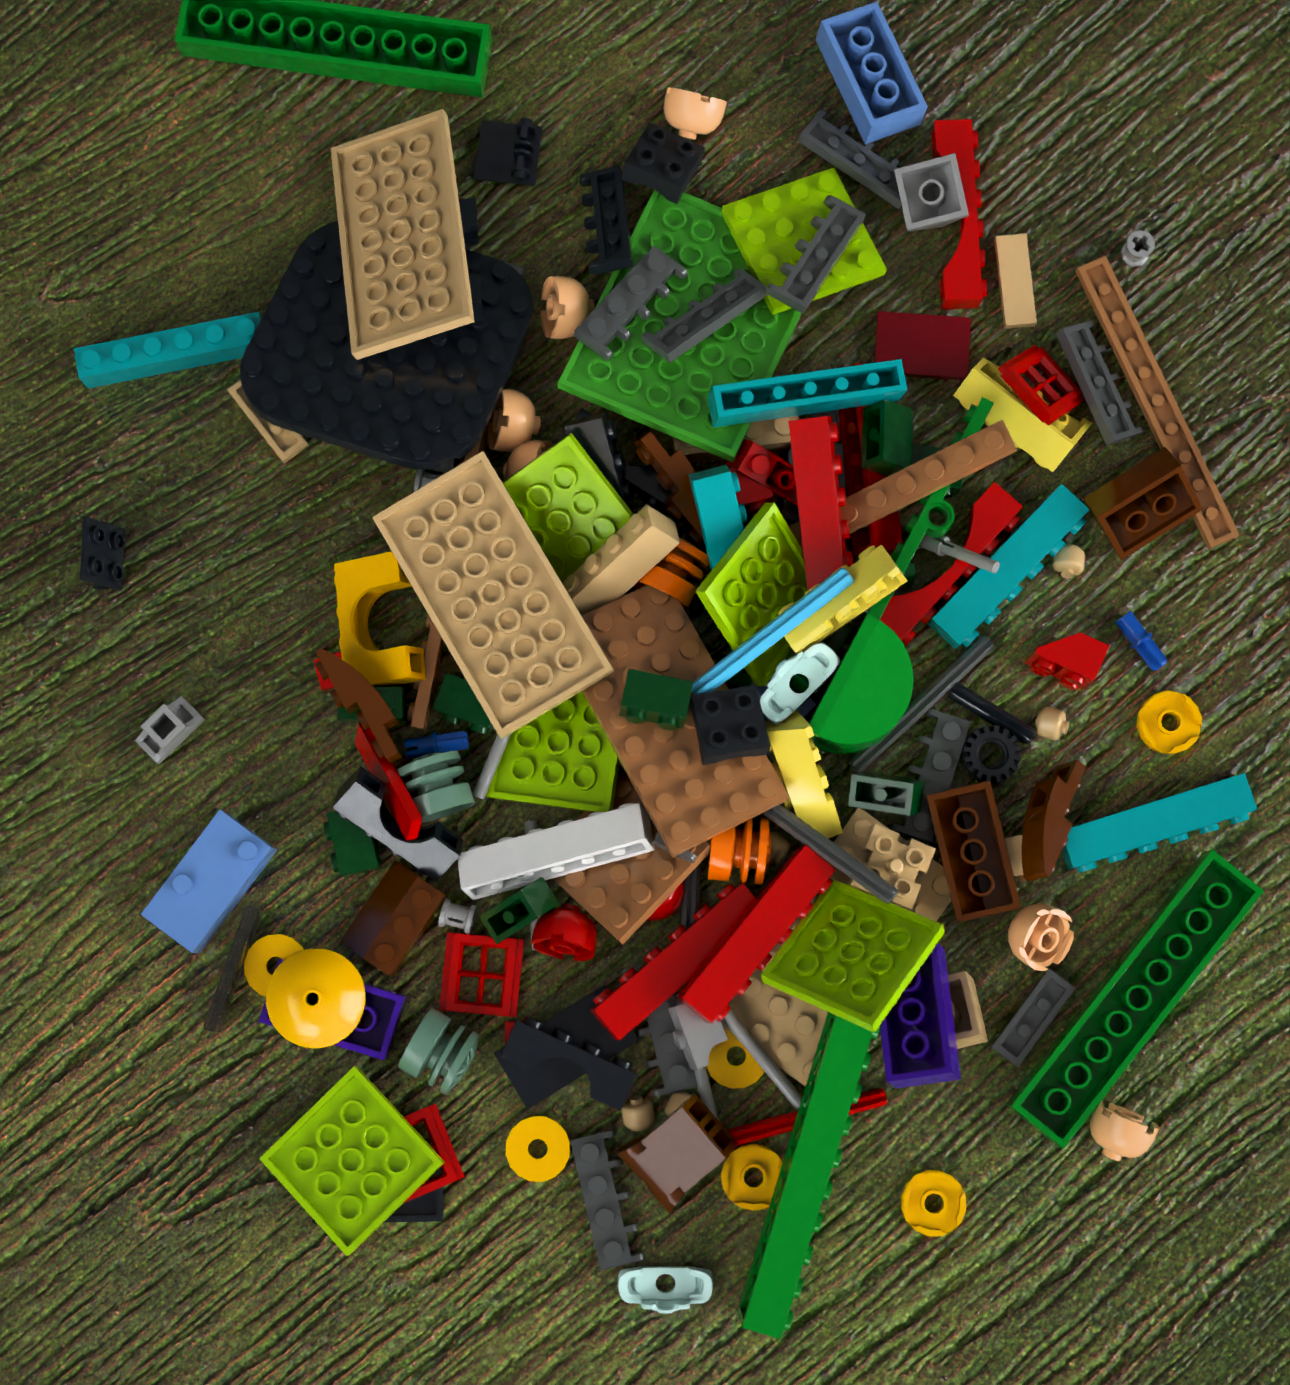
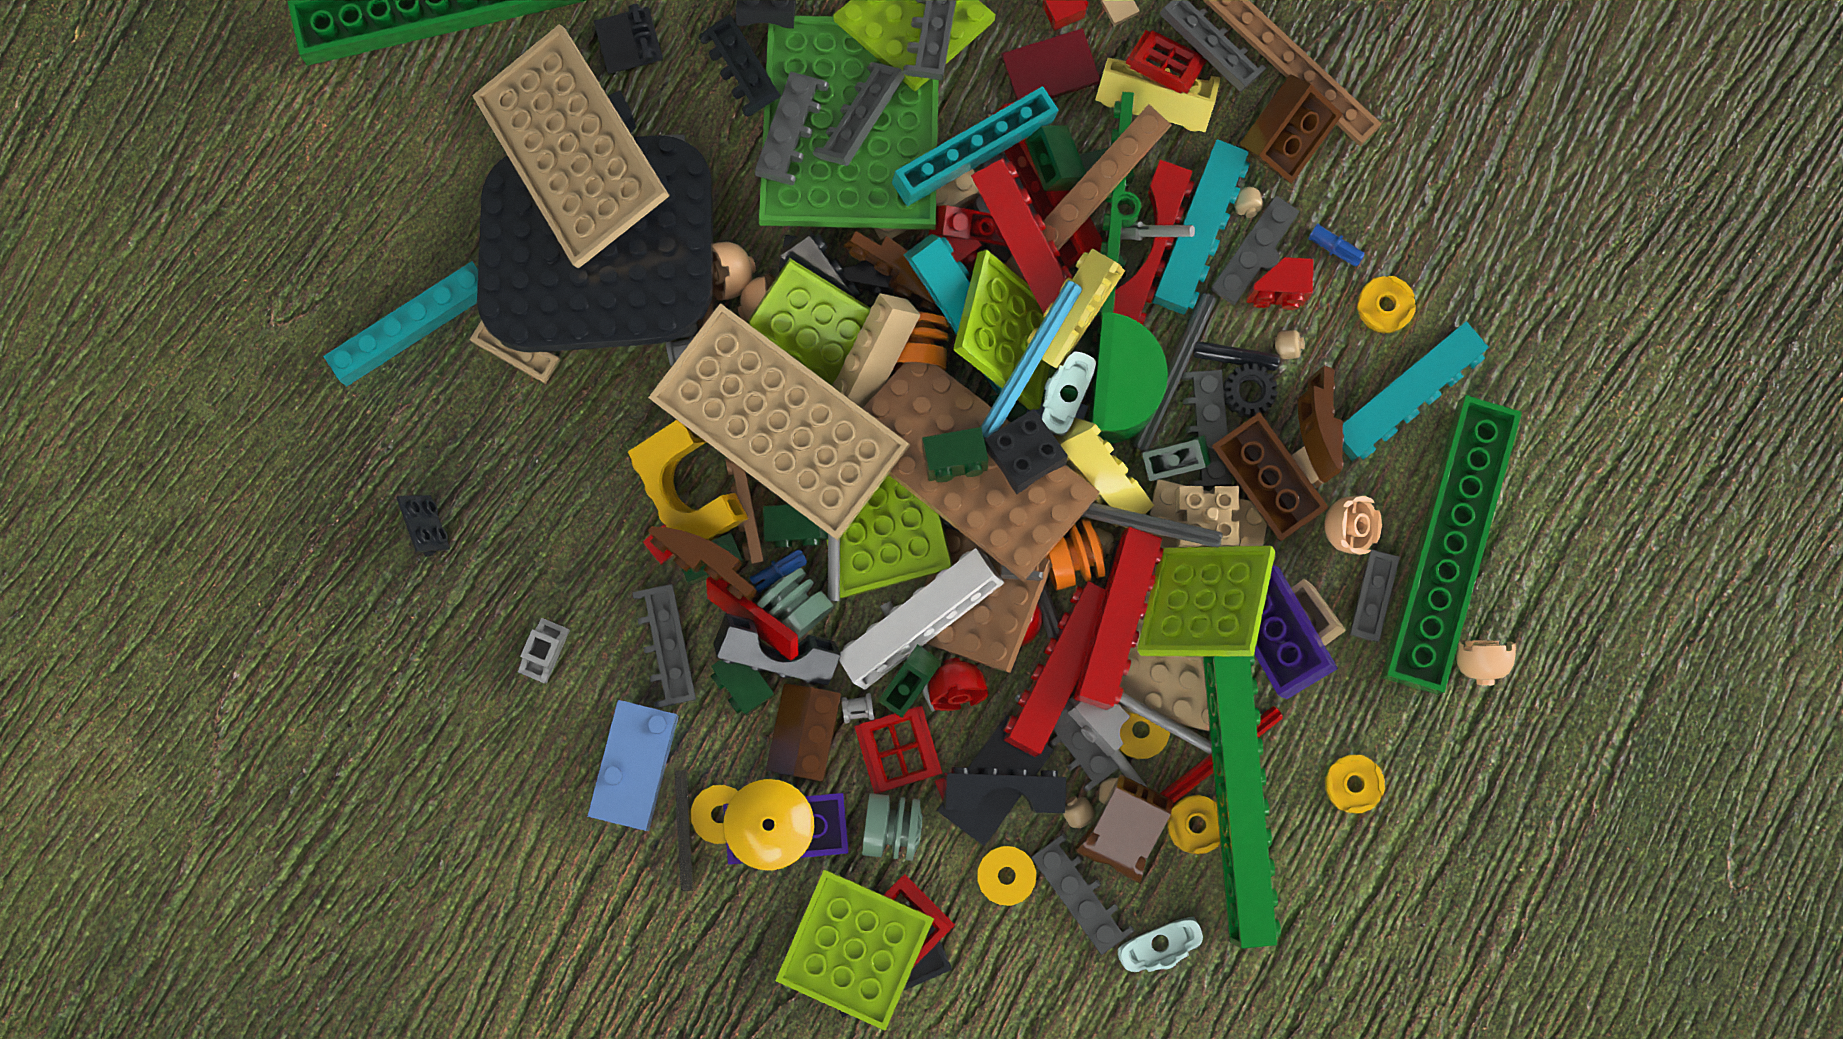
camera: 30 degrees left, 0 degrees up
(295, 774) = (668, 645): none -> dark grey hinge
(565, 306) = (735, 154): light nougat cylinder -> none
(1057, 614) = (1256, 251): none -> dark grey hinge

